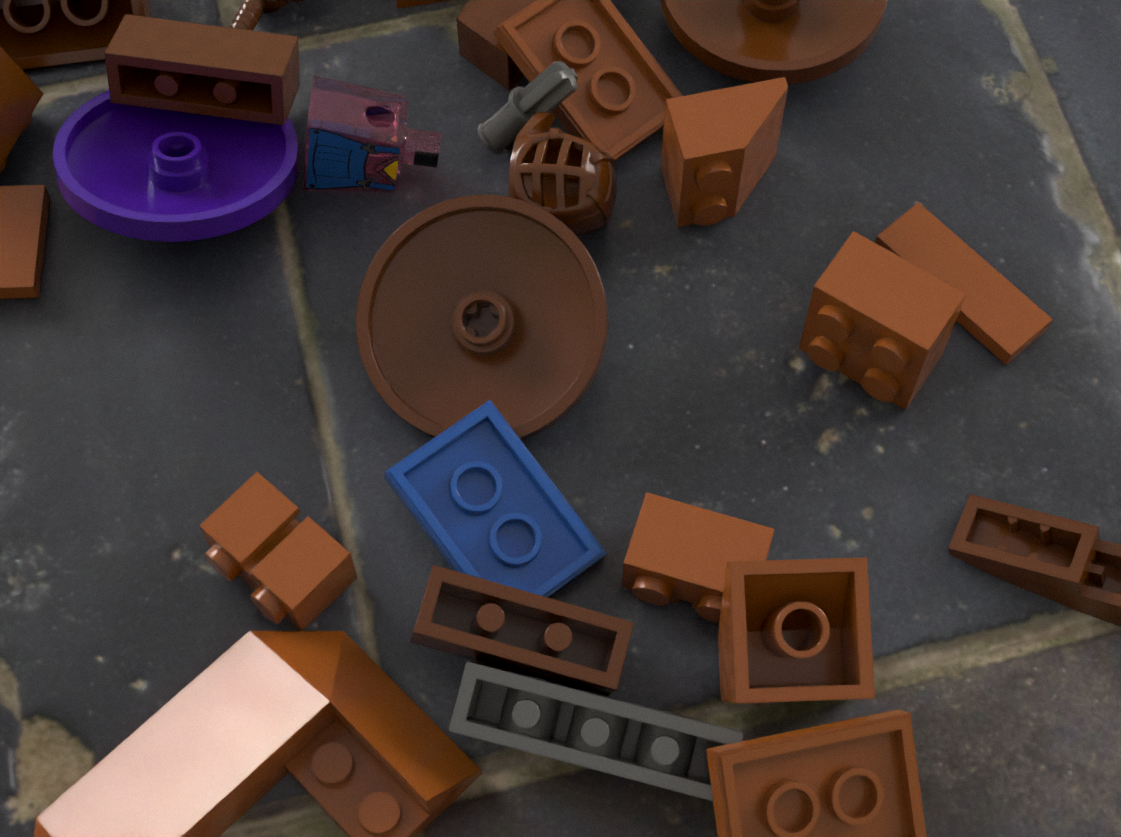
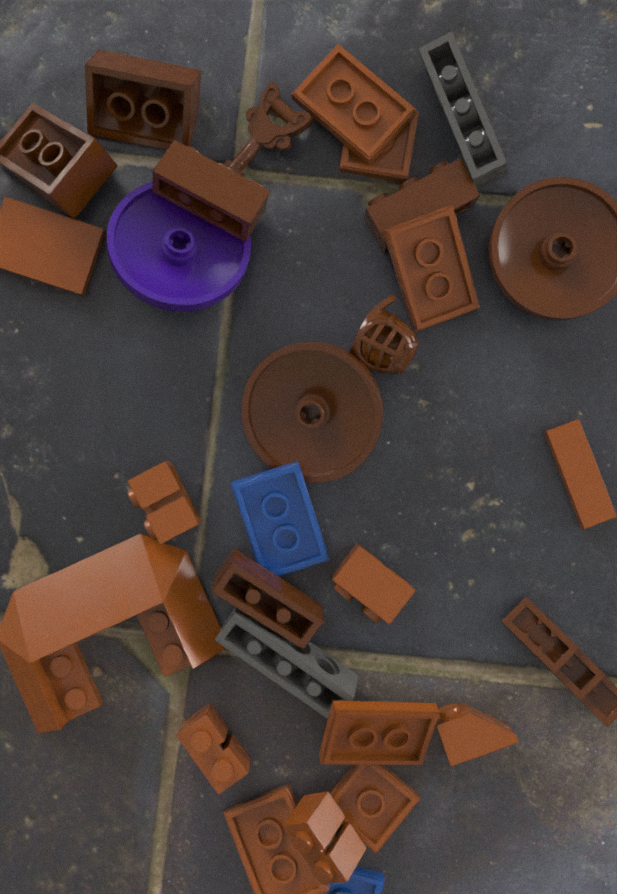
camera: 15 degrees right, 25 degrees up
(361, 139) = (273, 266): clear pink torso -> none
(540, 95) = (385, 284): dark grey axle -> none
(719, 148) = (479, 354): dark orange slope -> none
(796, 631) = (401, 654): dark orange slope -> none
(879, 320) = (522, 495): dark orange brick -> none
(982, 751) = (470, 733): none -> dark orange slope

